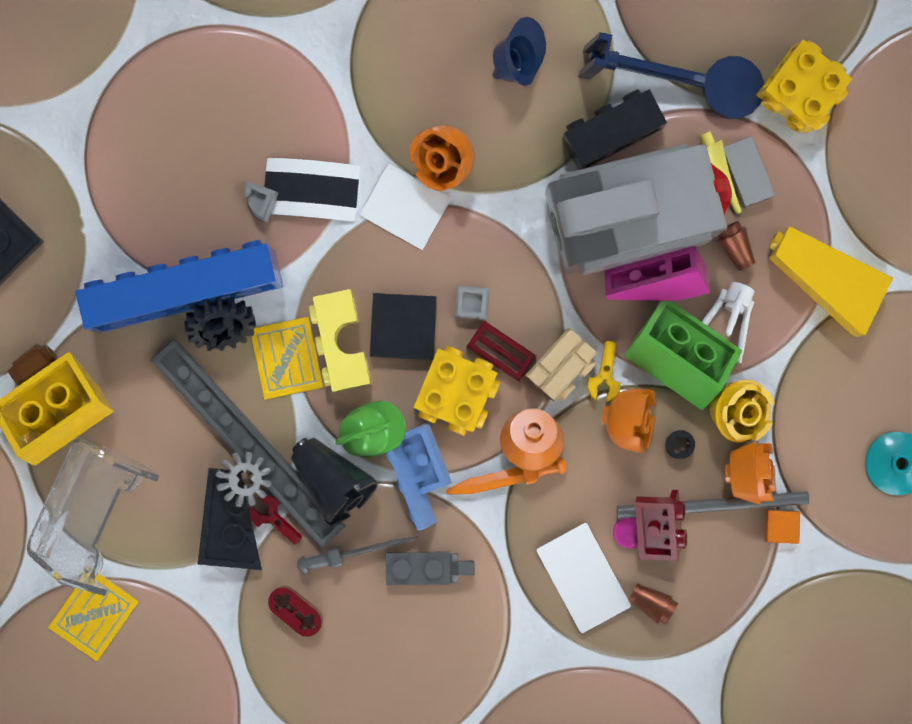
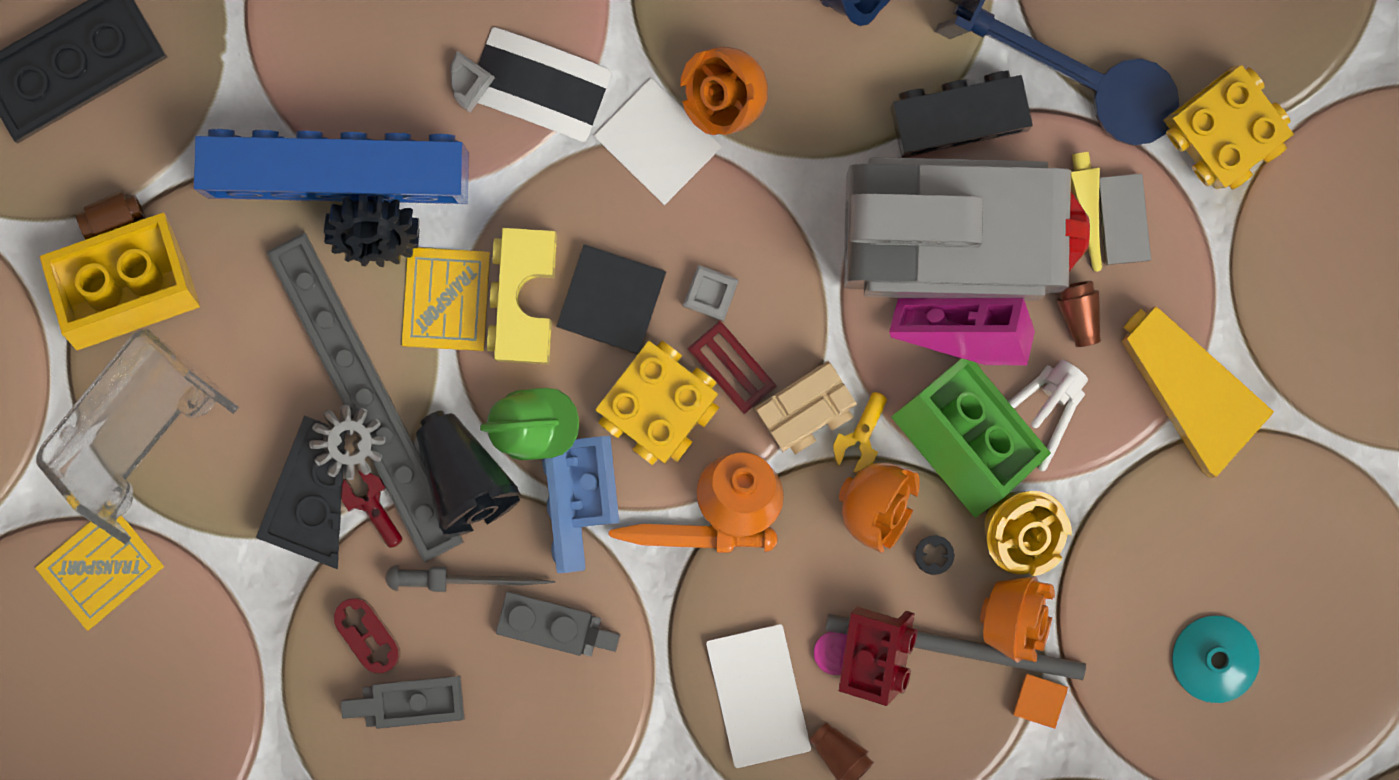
camera: 15 degrees right, 0 degrees up
(337, 651) = (408, 703): none -> dark grey hinge

